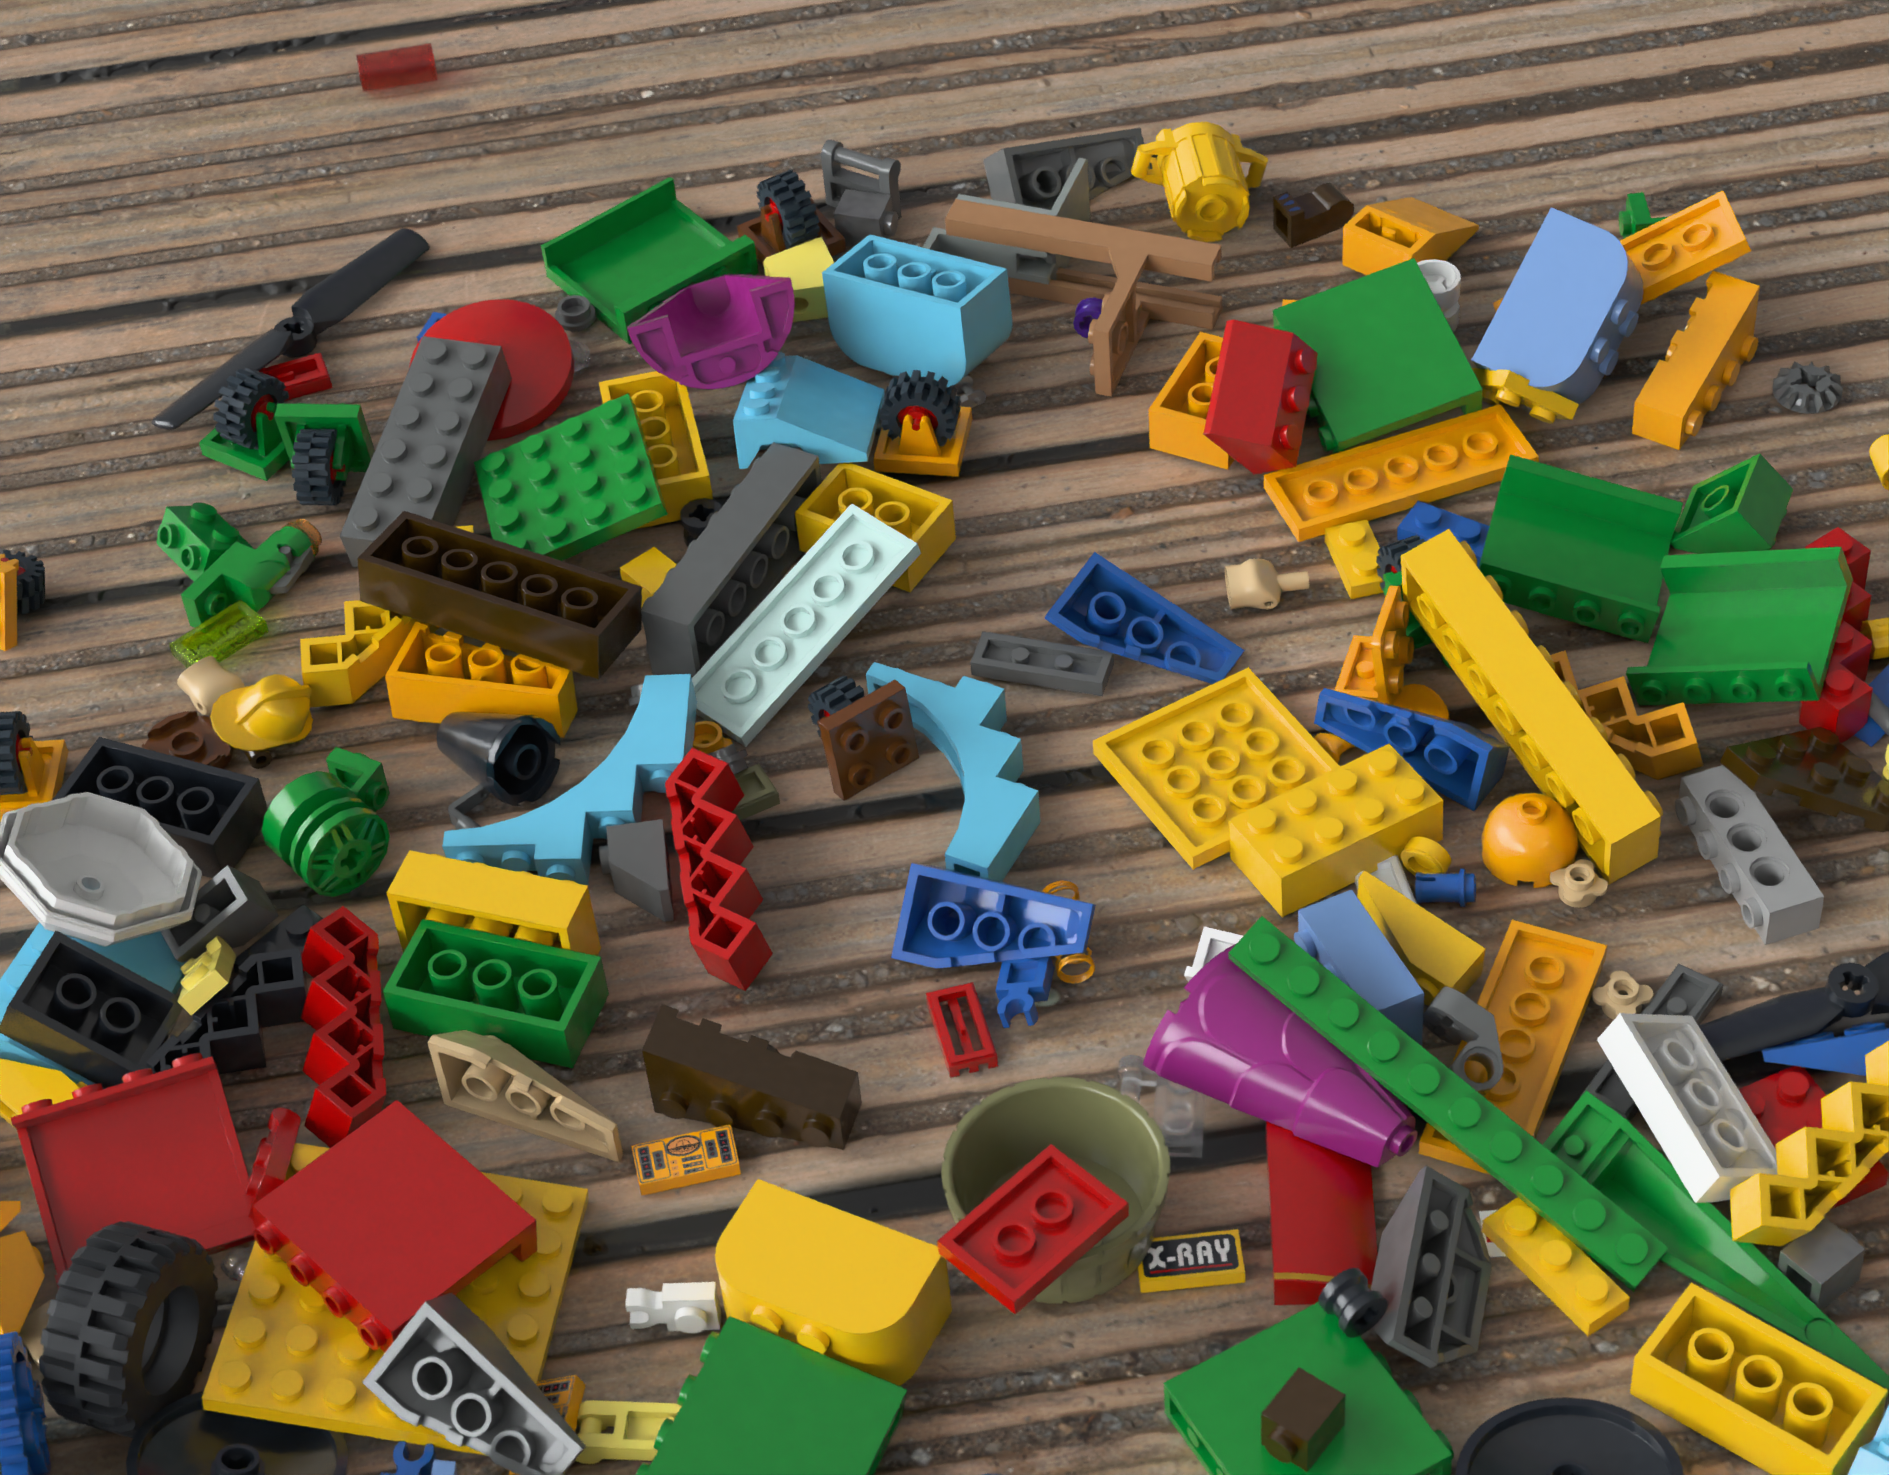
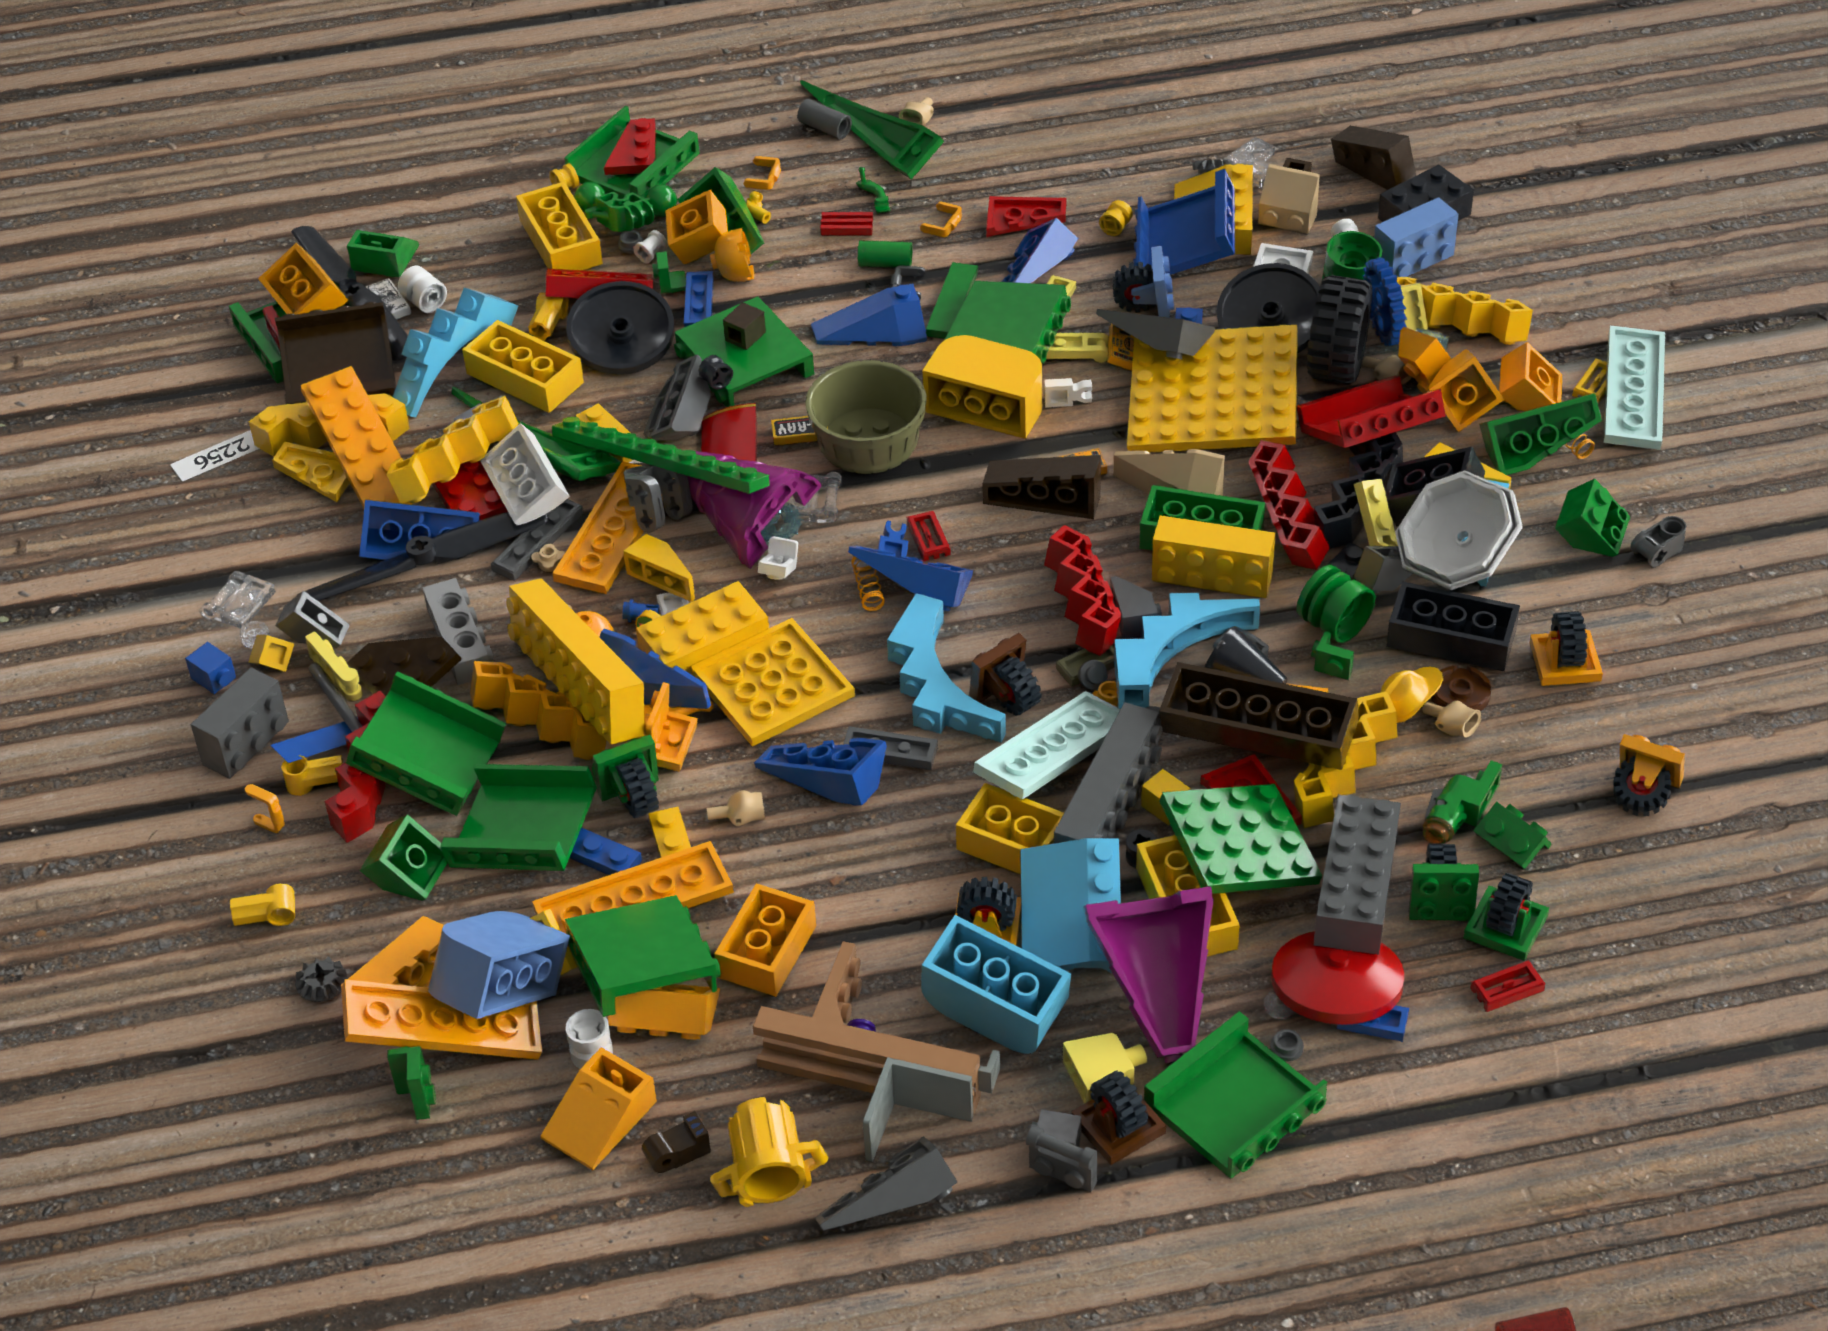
camera: 175 degrees right, 0 degrees up
(220, 635) = (1472, 762): clear neon green tile -> none
(273, 1155) = (1301, 430): red plate -> none
(312, 314) = (1533, 996): black piece -> none
(390, 1224) = (1215, 385): red panel -> none
(1033, 1228) = (875, 360): red plate -> none
(1260, 396) = (725, 896): red slope -> none
(1356, 951) = (698, 535): medium blue brick -> none

